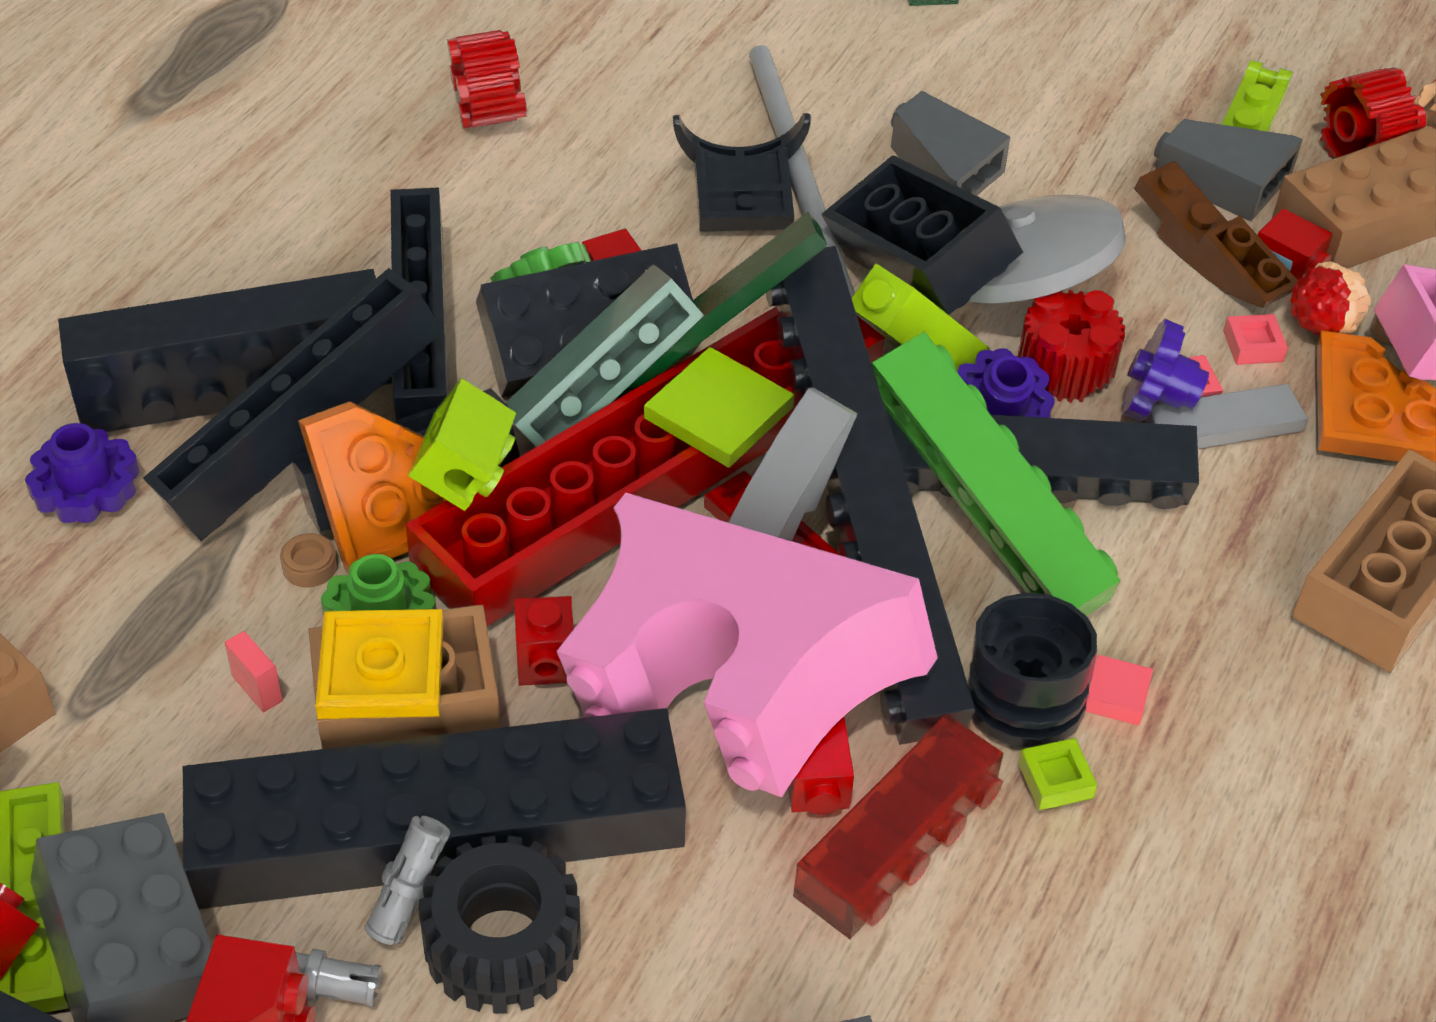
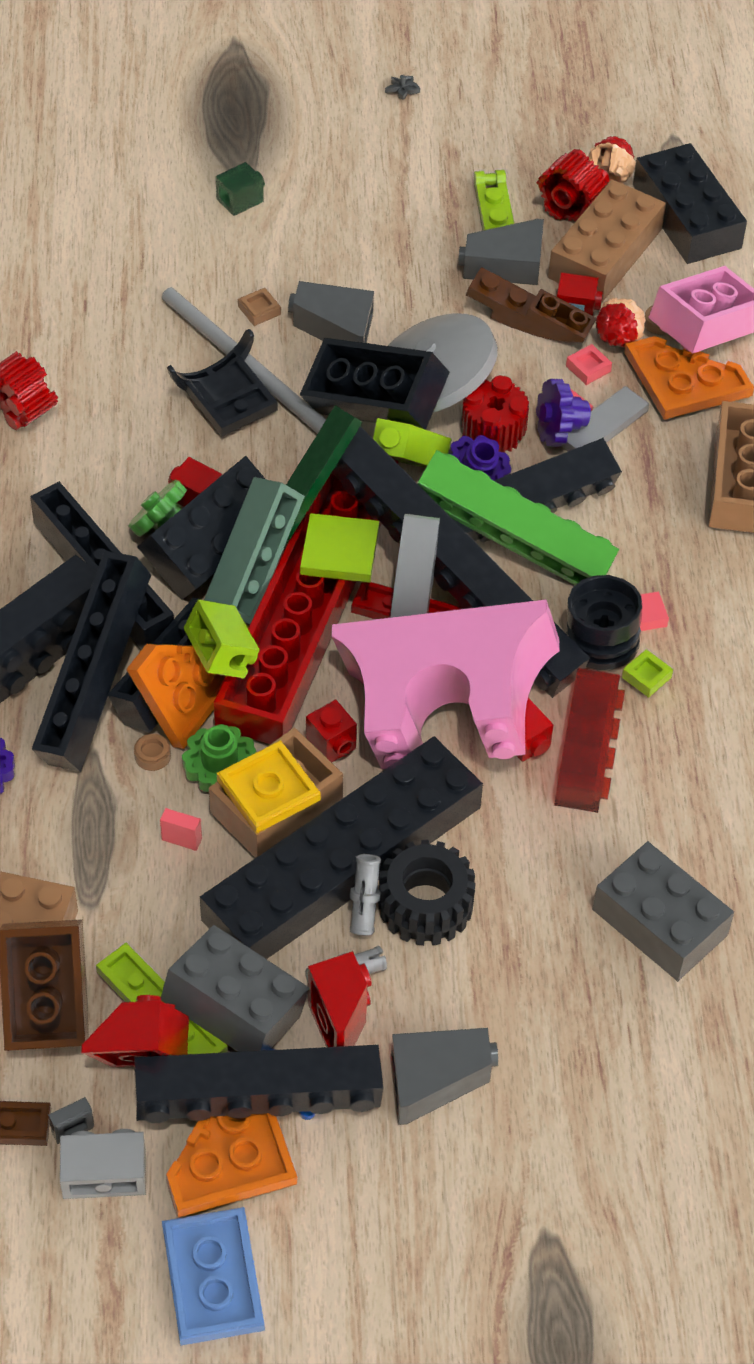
camera: 30 degrees left, 5 degrees up
(862, 109) = (259, 306): none -> medium nougat tile

